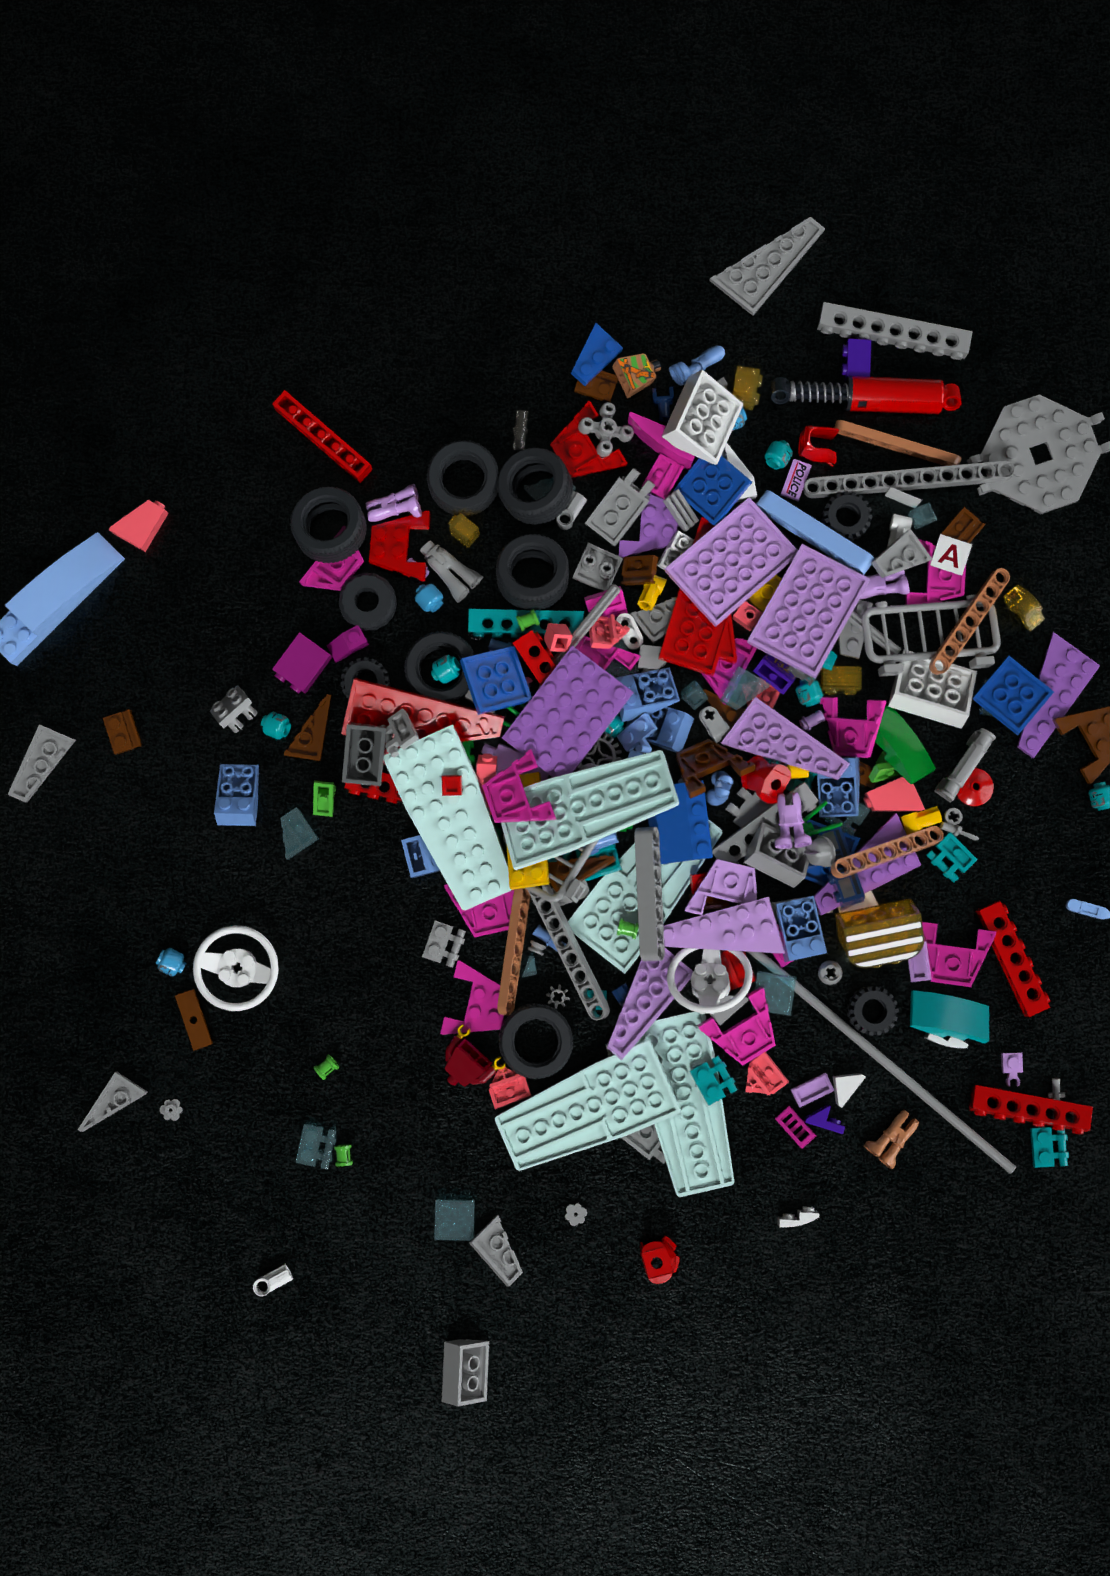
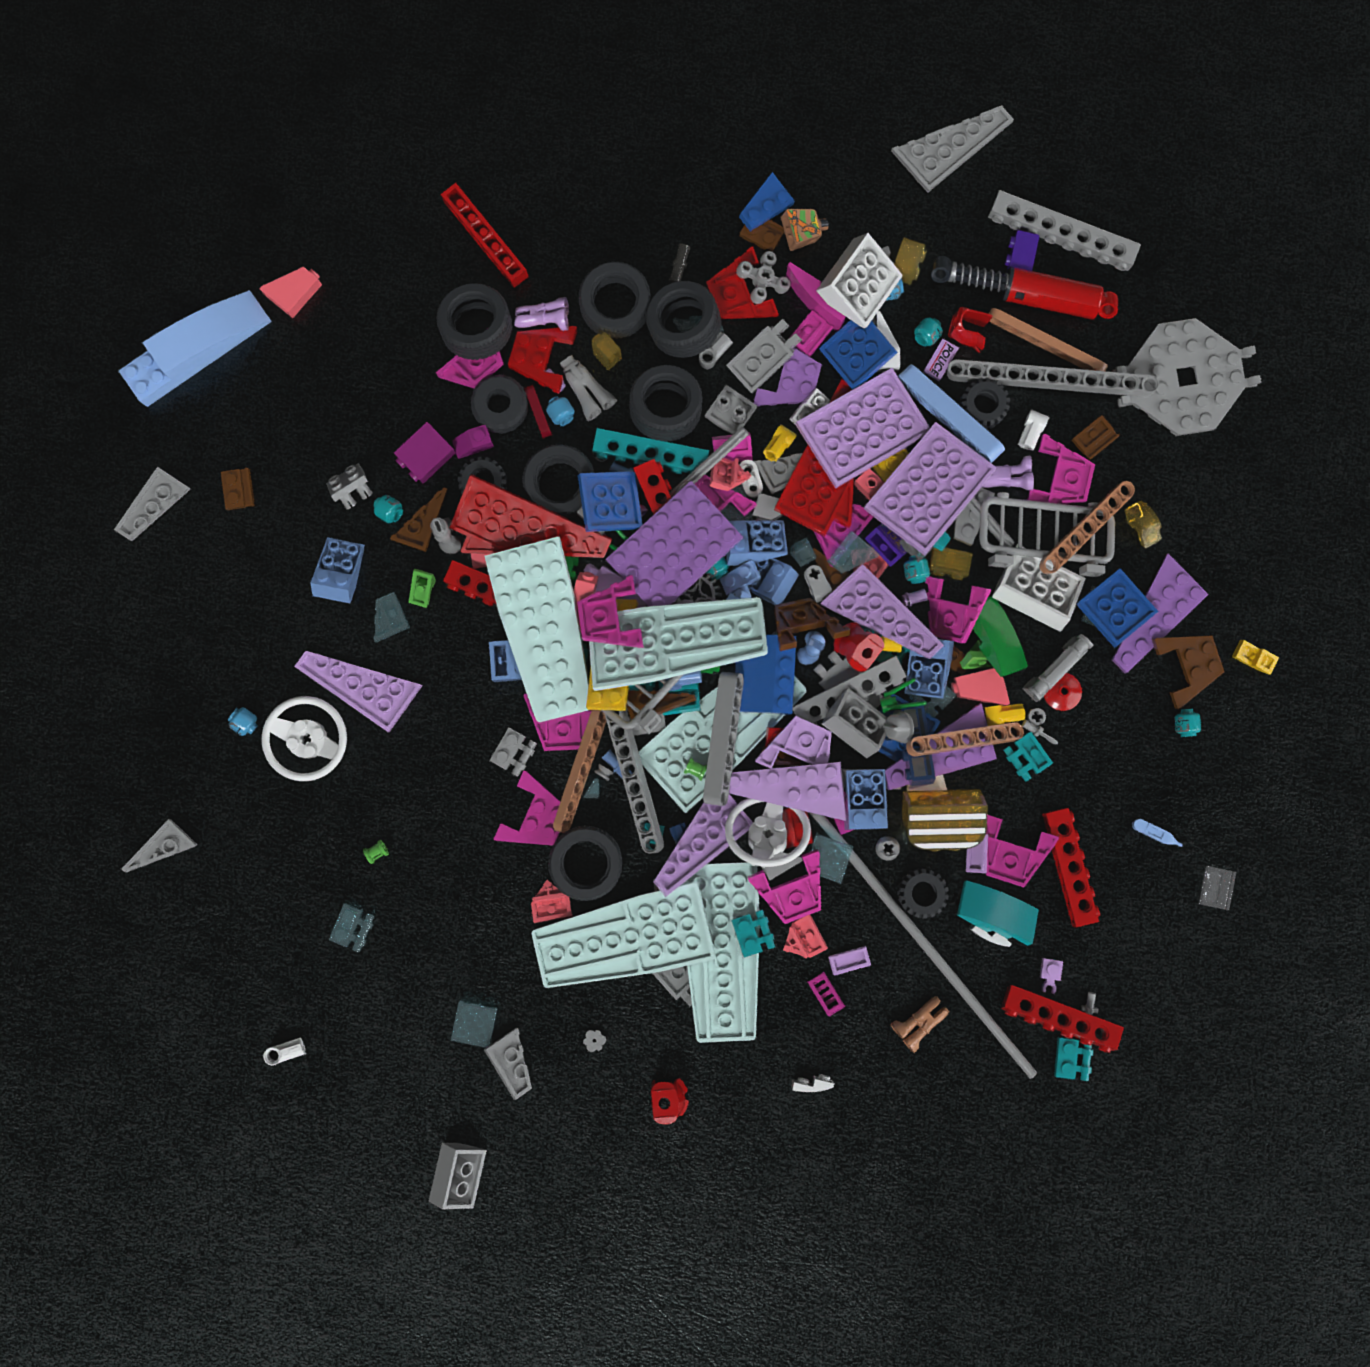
camera: 10 degrees right, 0 degrees up
(176, 1109) = (221, 862): light grey plant -> none
(198, 1031) = (253, 769): reddish brown tile -> none
(290, 910) = (369, 692): none -> lavender wing
(335, 739) = (442, 533): none -> light grey piece
(343, 1155) = (376, 941): bright green bush -> none
(364, 754) = (466, 550): dark grey slope -> none
(403, 730) = (509, 534): light grey plate -> none
(406, 602) = (537, 410): none -> dark red beam
(445, 669) = (562, 481): teal head -> none
(452, 785) = (547, 596): red tile -> none
(467, 1063) = (514, 873): dark red torso -> none
(527, 620) = (652, 448): bright green bush -> none
(558, 637) = (678, 470): coral brick -> none
(563, 997) = (616, 818): light grey gear -> none
(639, 570) = (771, 420): reddish brown plate -> none
(663, 404) = (824, 262): dark blue piece -> none
(681, 372) = (879, 224): medium blue piece -> none
(682, 509) = (824, 368): light grey tile -> none
(791, 817) = (875, 687): lavender piece -> none
(819, 1119) = (851, 991): dark purple slope -> none
(845, 1086) = (882, 963): white slope -> none
(901, 555) = (1031, 450): light grey wing -> none
(903, 497) = (1043, 395): white sticker -> none
(922, 516) = (1059, 417): clear light blue slope -> none
(951, 554) = (1080, 459): white sticker -> none

